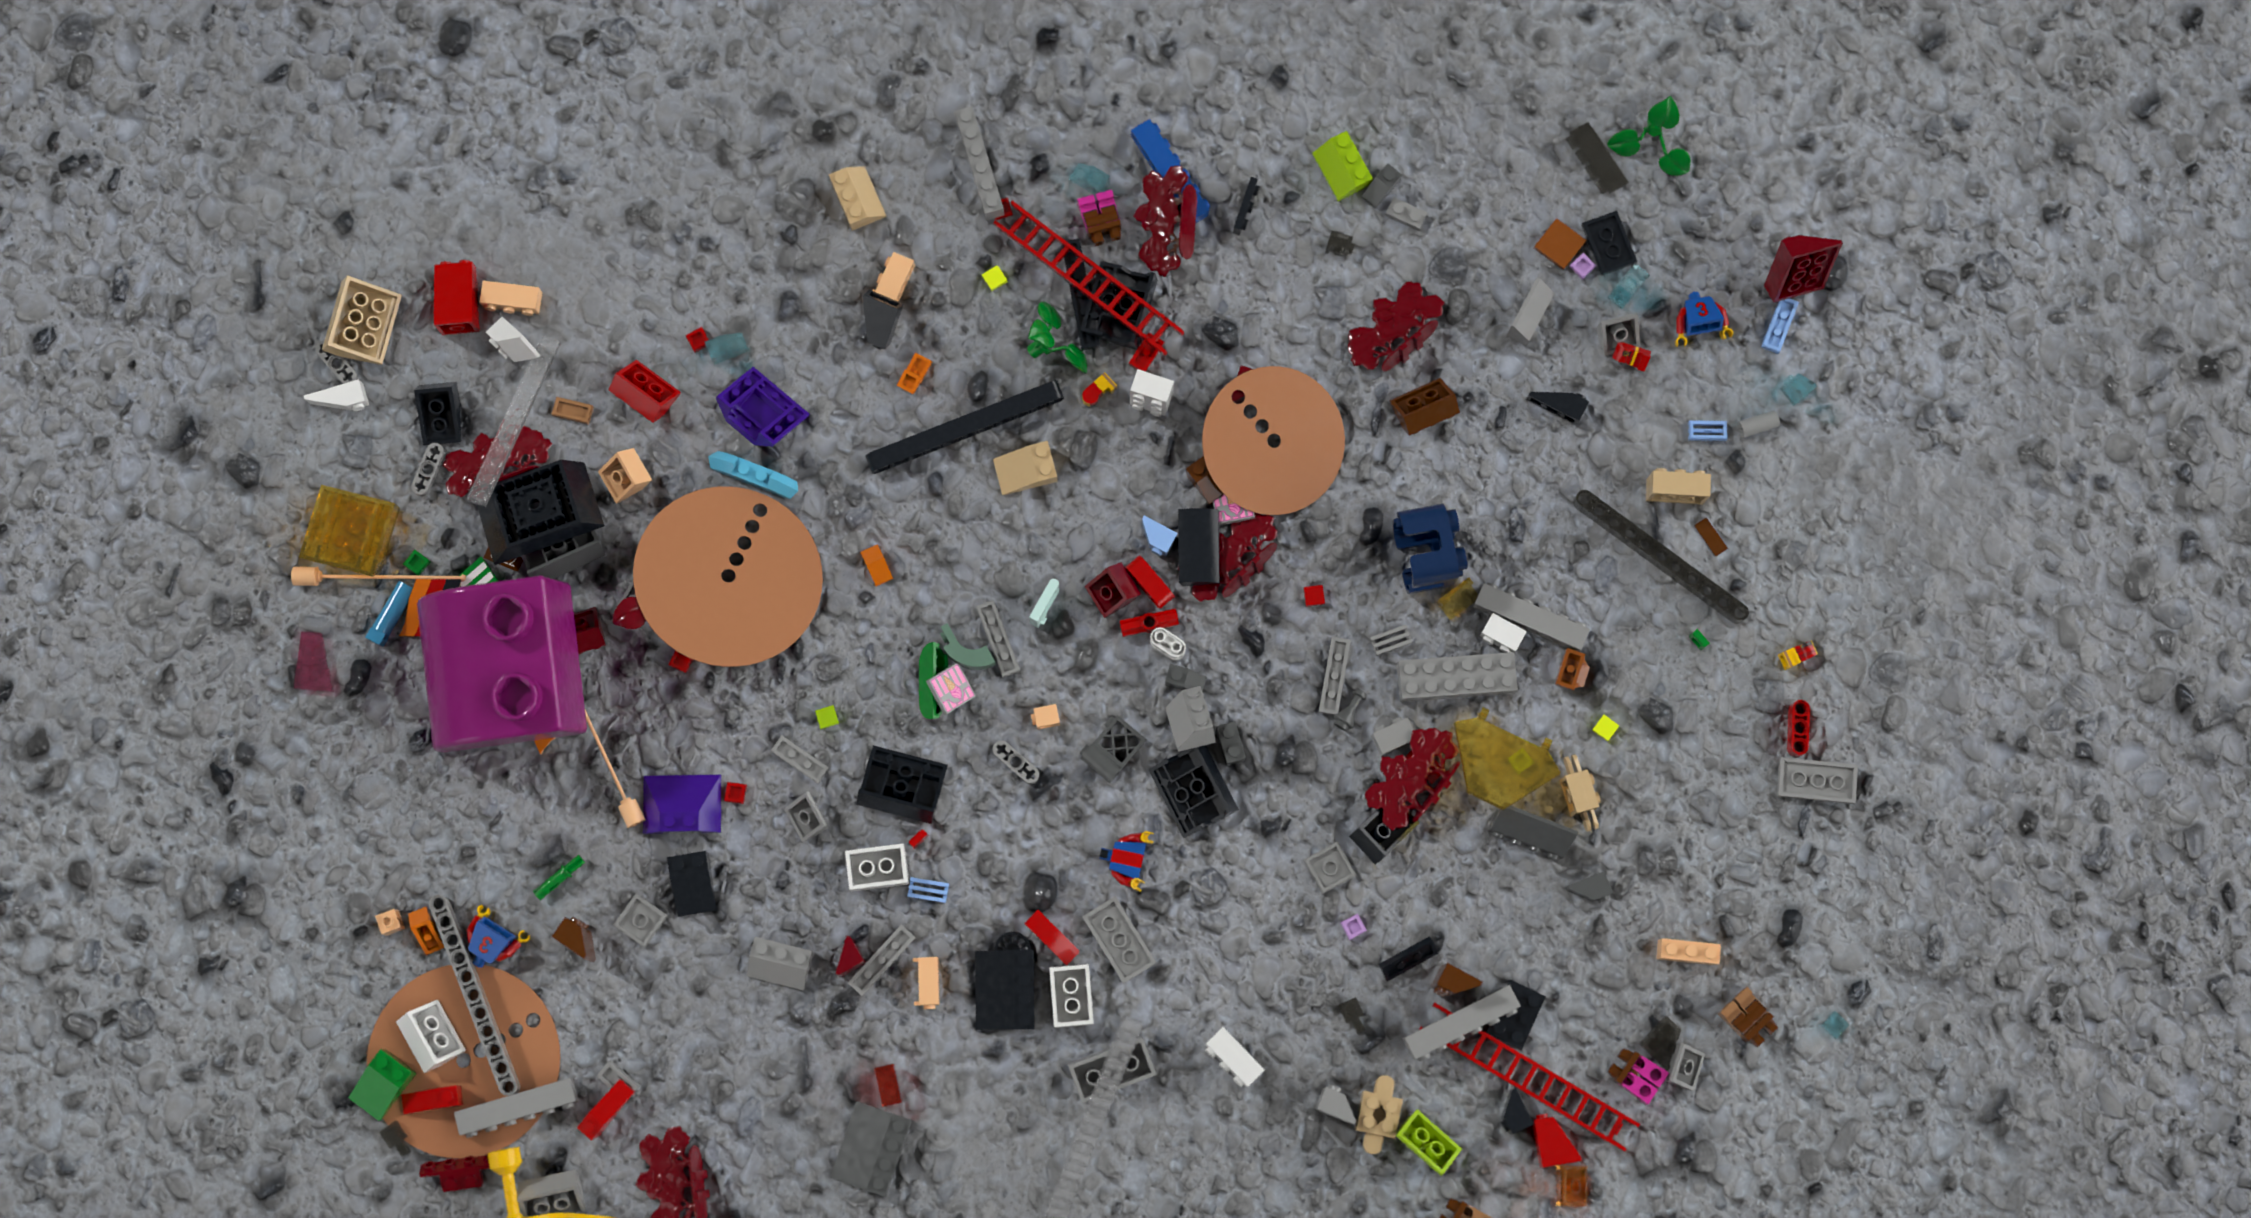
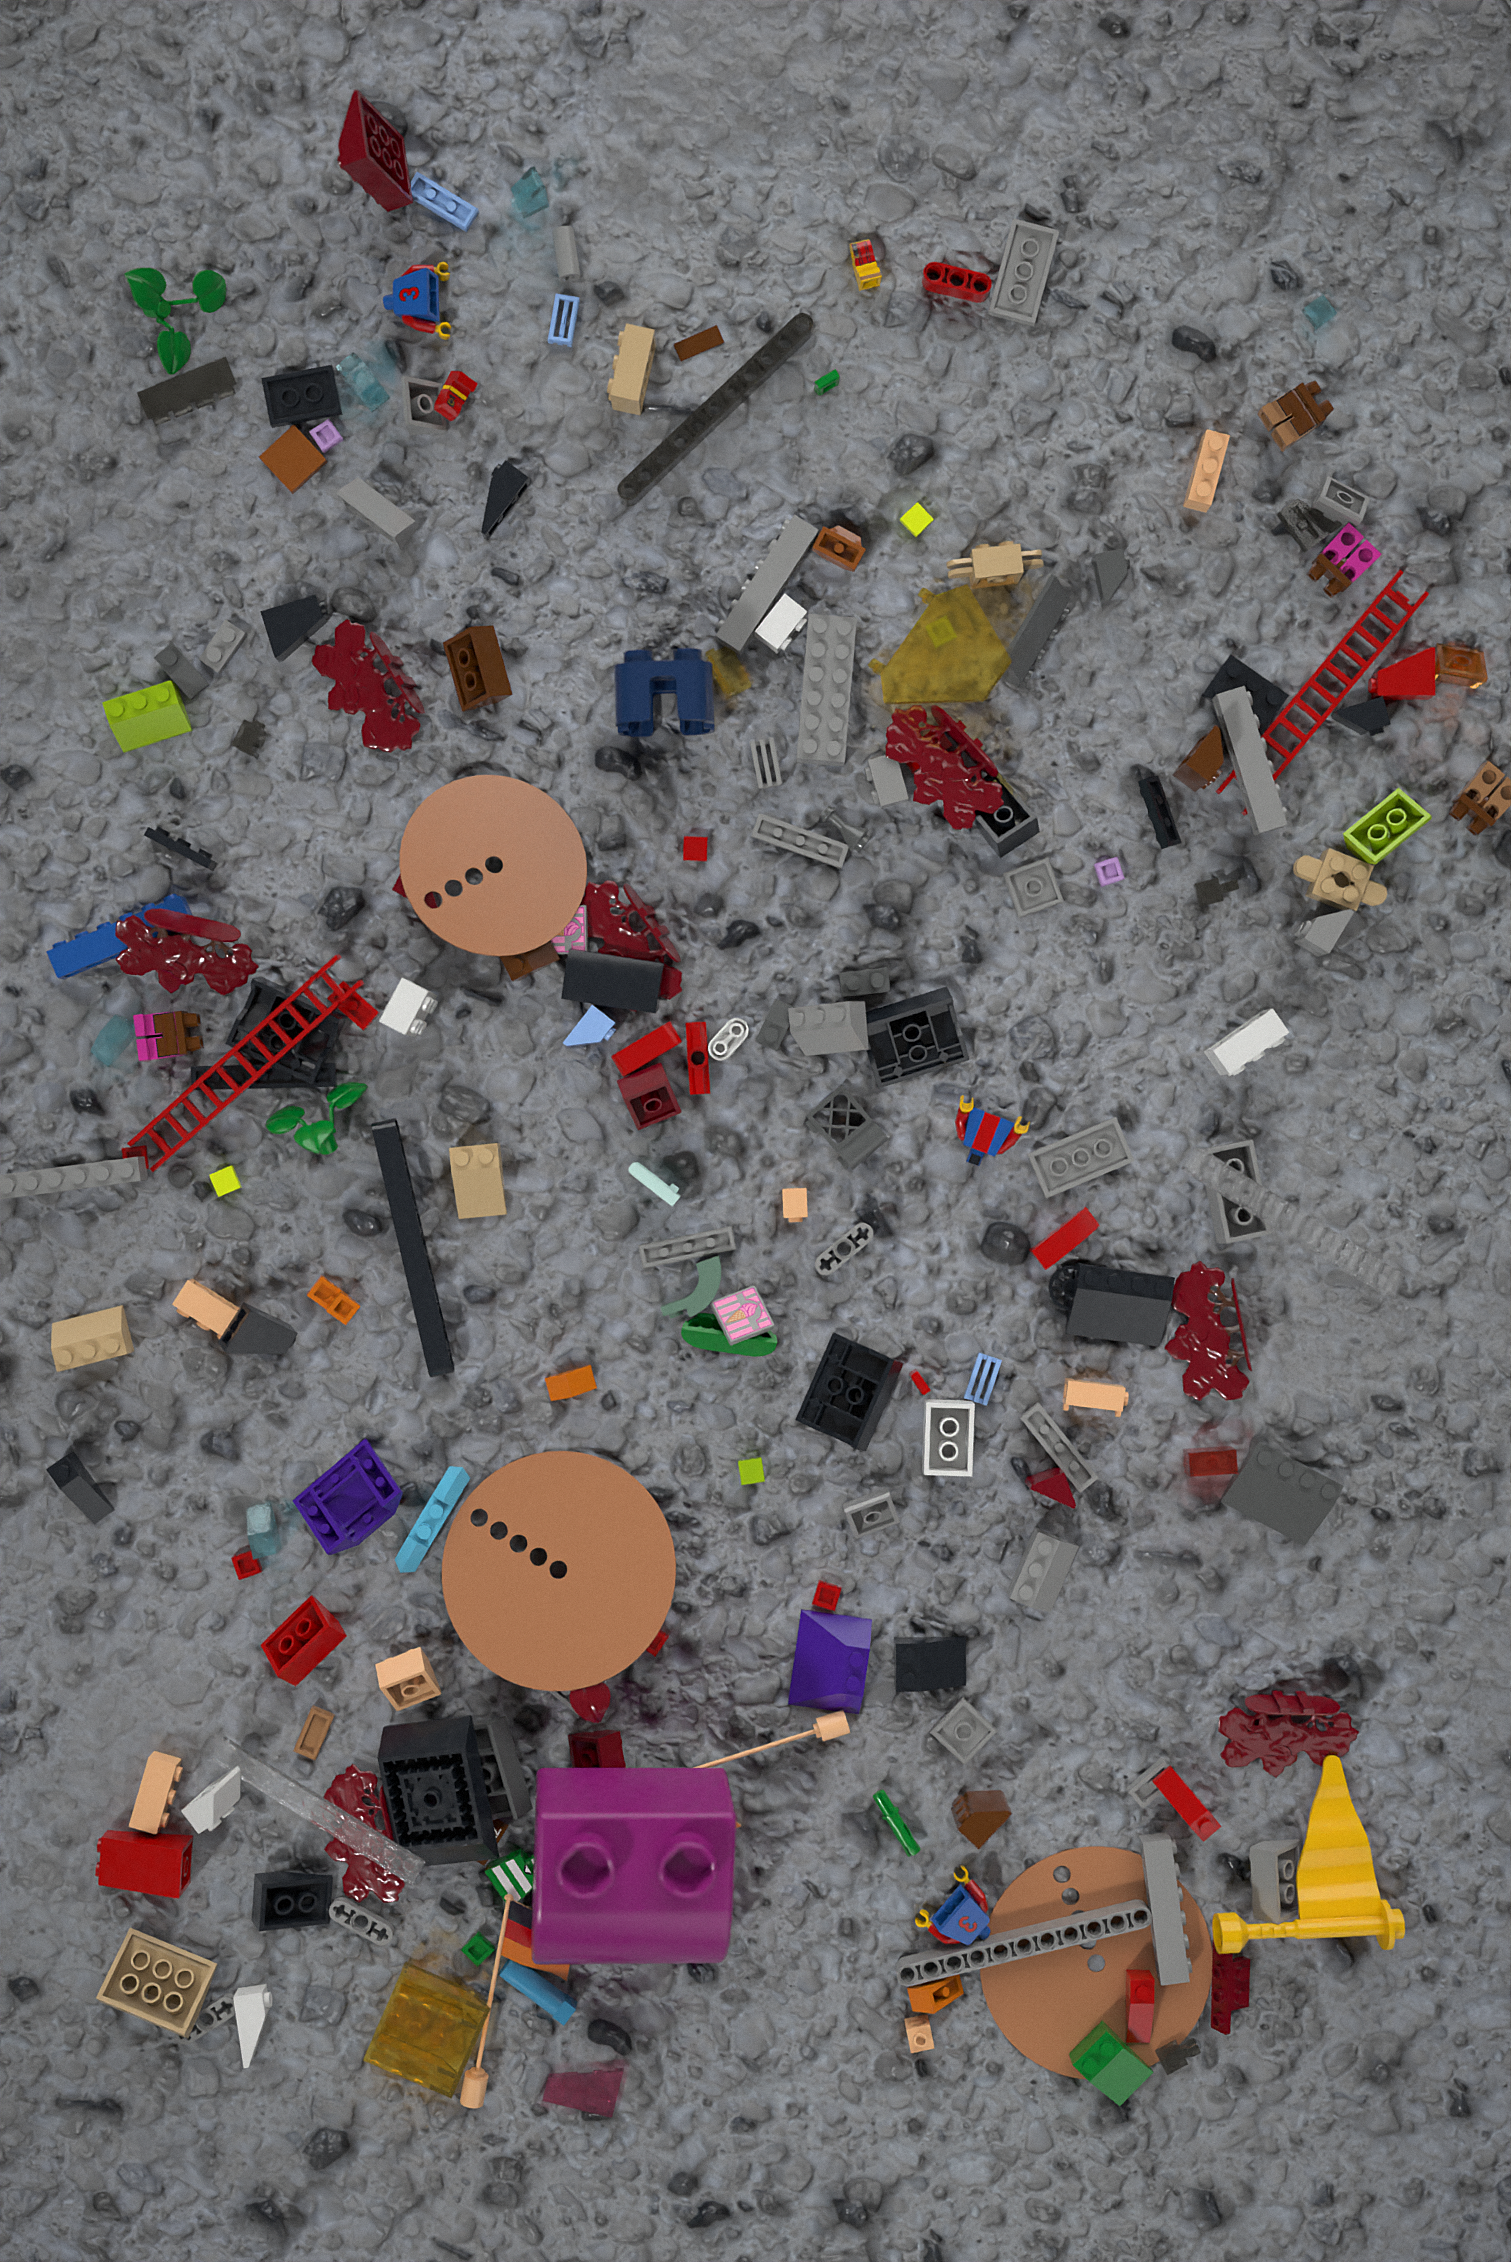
camera: 80 degrees left, 10 degrees up
(430, 1035) = (1063, 2000): white slope -> none
(740, 206) = (80, 1487): none -> black slope
(799, 759) = (798, 1511): light grey tile -> none
(987, 1065) = (1204, 1339): none -> dark red plant
(1071, 996) = (1140, 1226): white brick -> none
(1097, 389) = (390, 1074): leg -> none
(1432, 262) = (293, 624): none -> black slope

